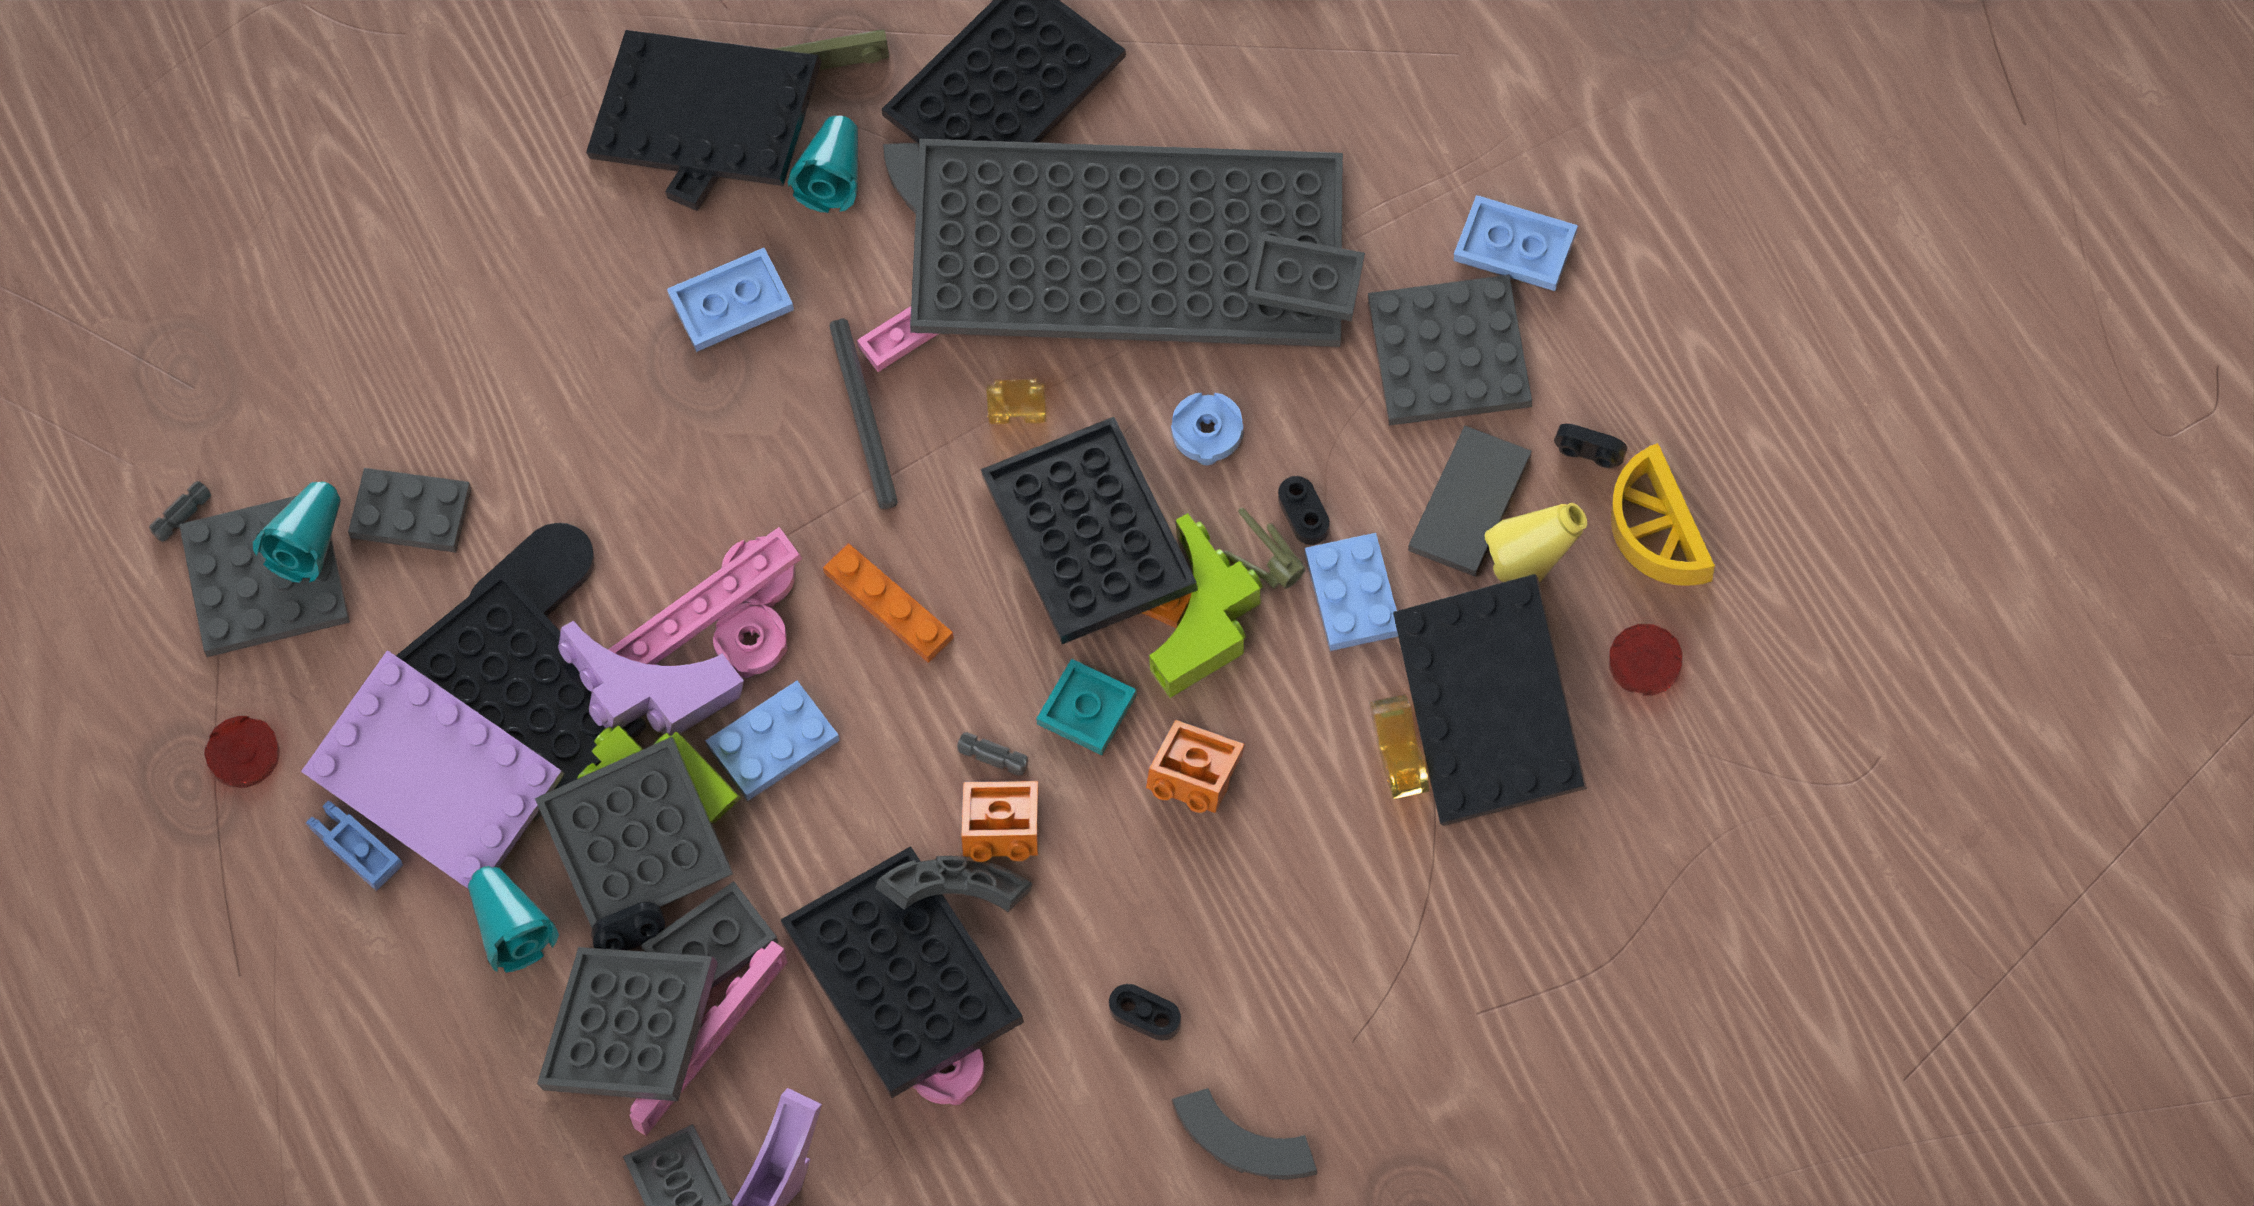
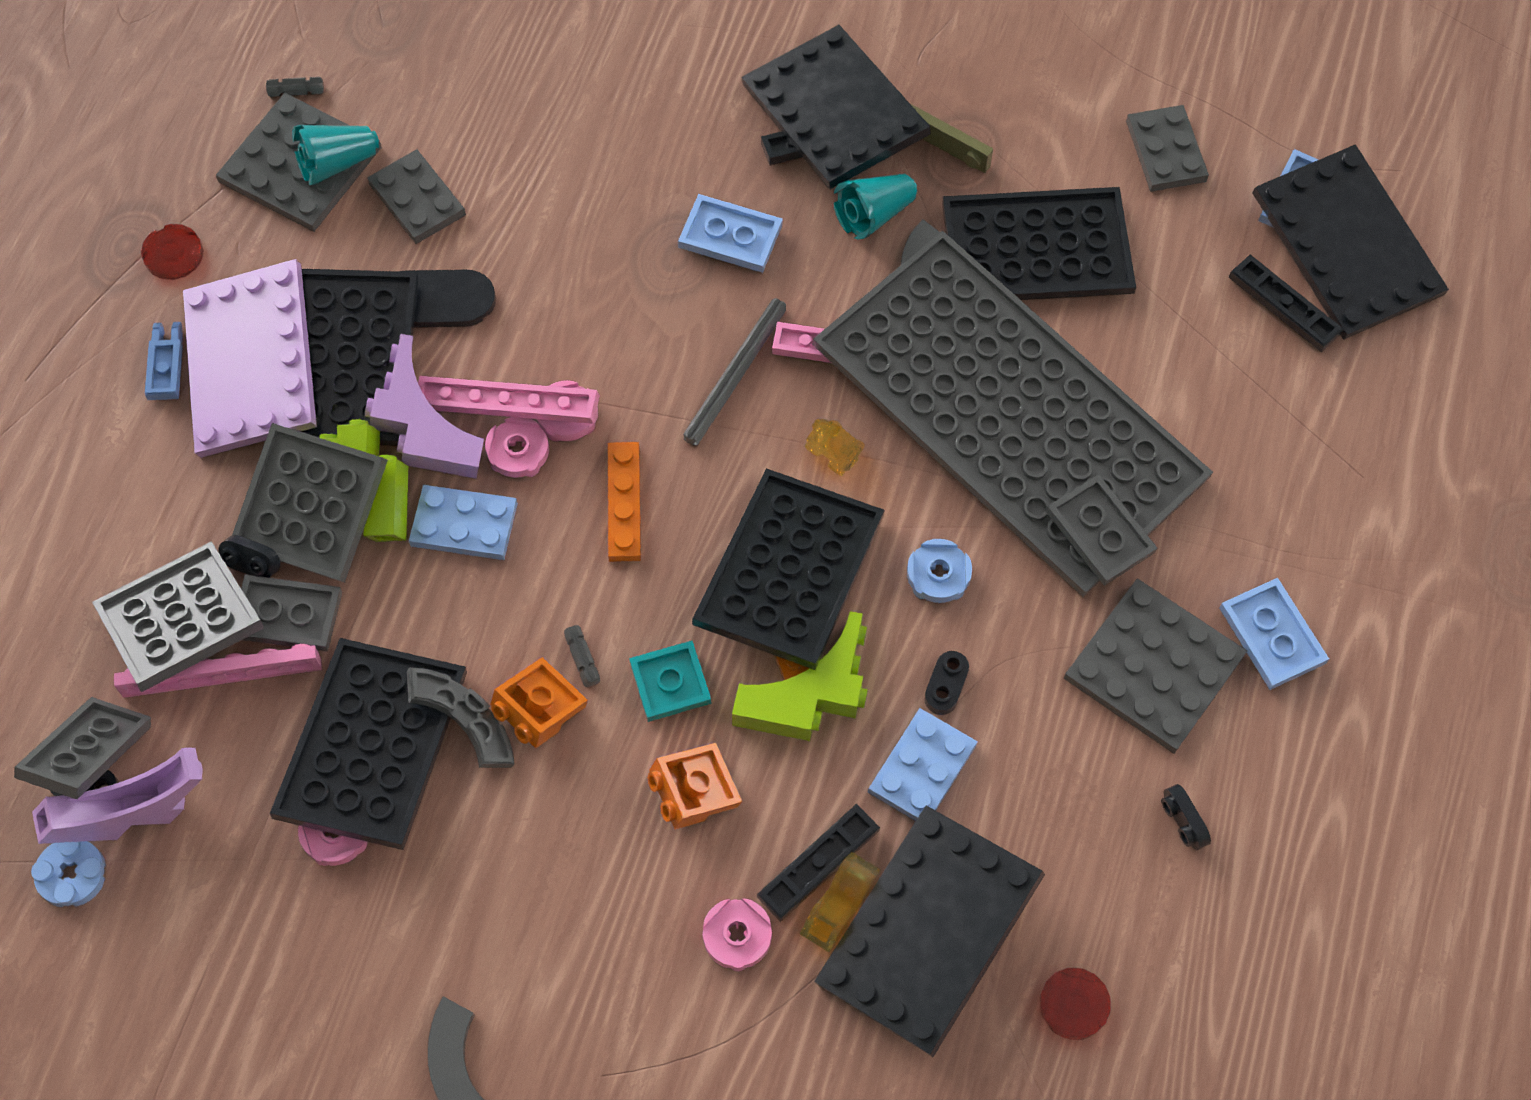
camera: 40 degrees right, 0 degrees up
(508, 921) = (186, 486): teal cone -> none
(1147, 1011) = (489, 921): black plate -> none
(1283, 566) = (892, 709): olive plant -> none
(1340, 864) = (757, 934): none -> bright pink plate
(1350, 735) = (818, 862): none -> black plate
(1469, 500) = (1064, 778): dark grey tile -> none
(1534, 541) = (1070, 848): light yellow cone -> none
(1670, 502) = (1202, 911): yellow window -> none

